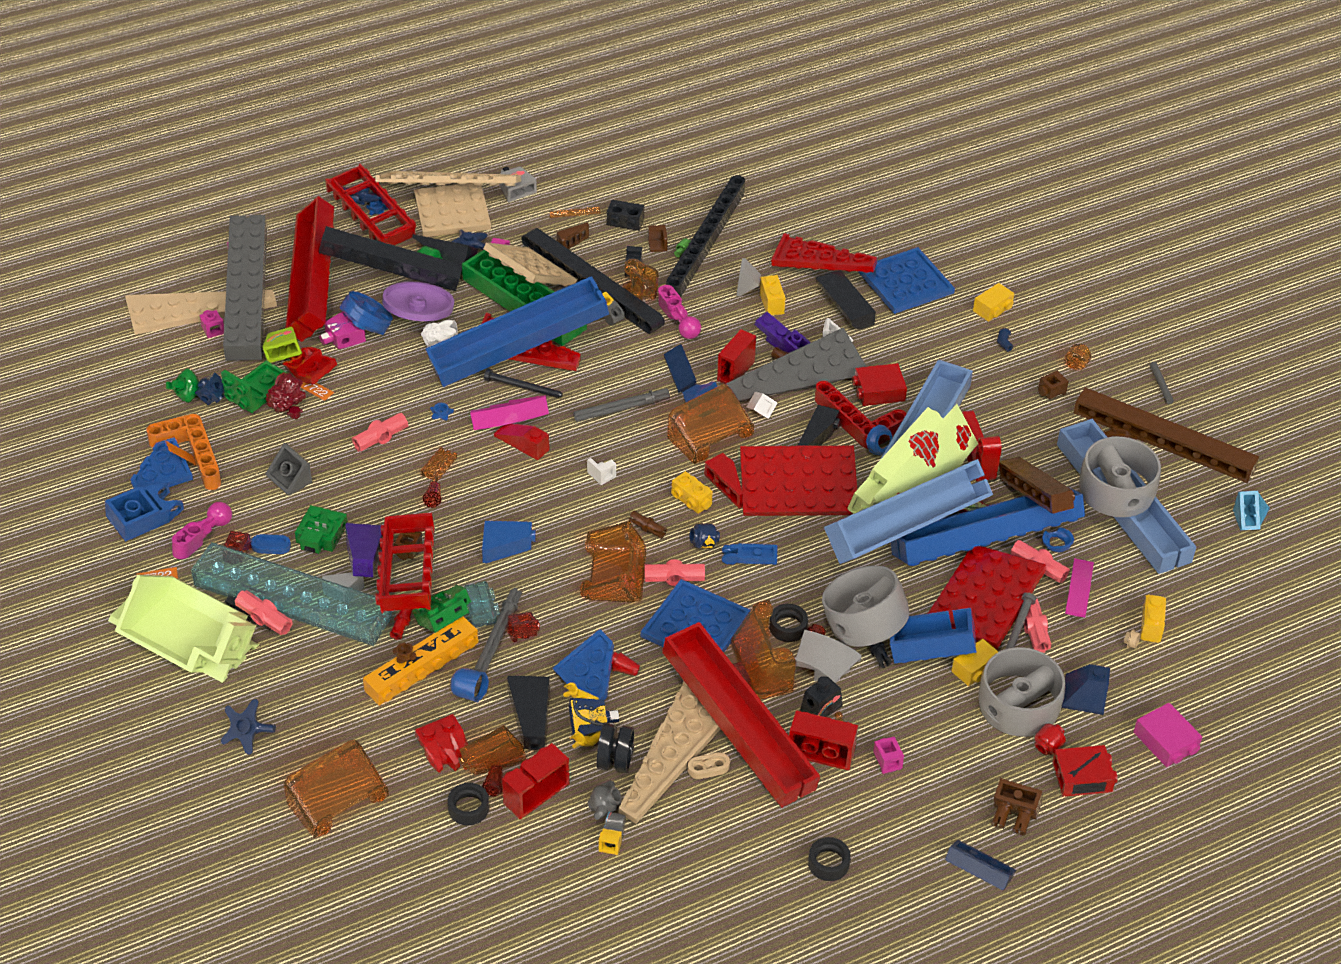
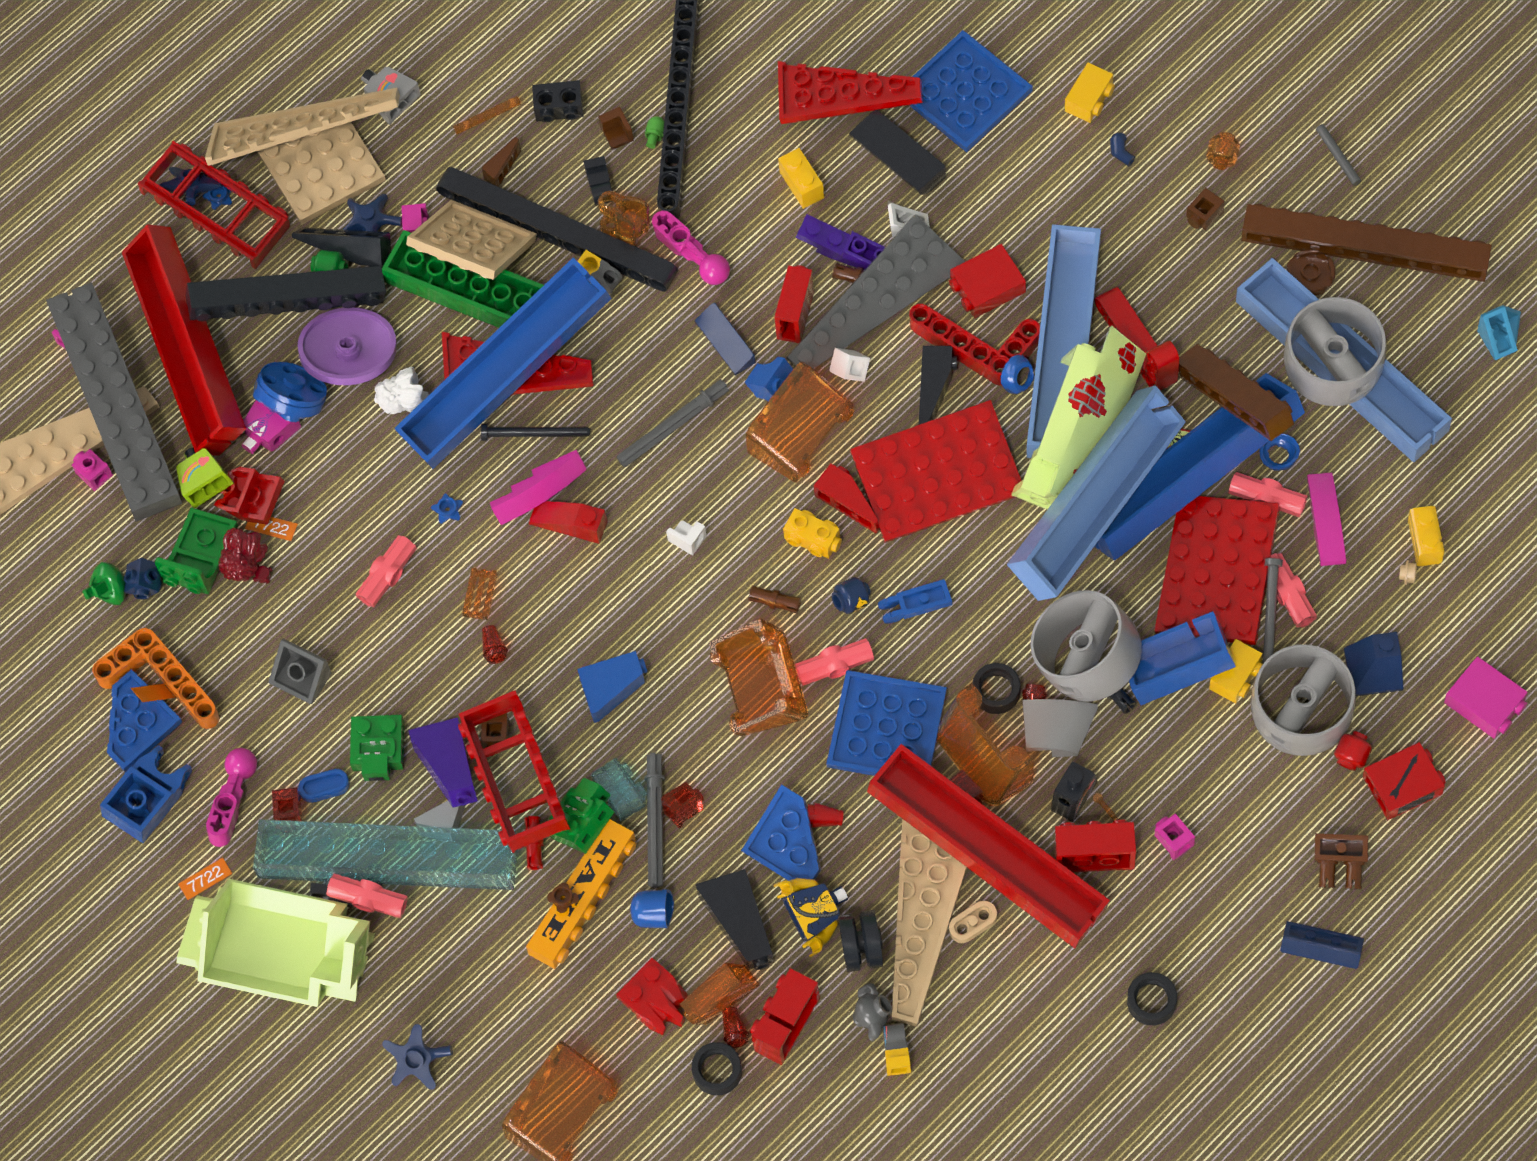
camera: 10 degrees left, 20 degrees up
(748, 278) = (761, 164): light grey slope -> none

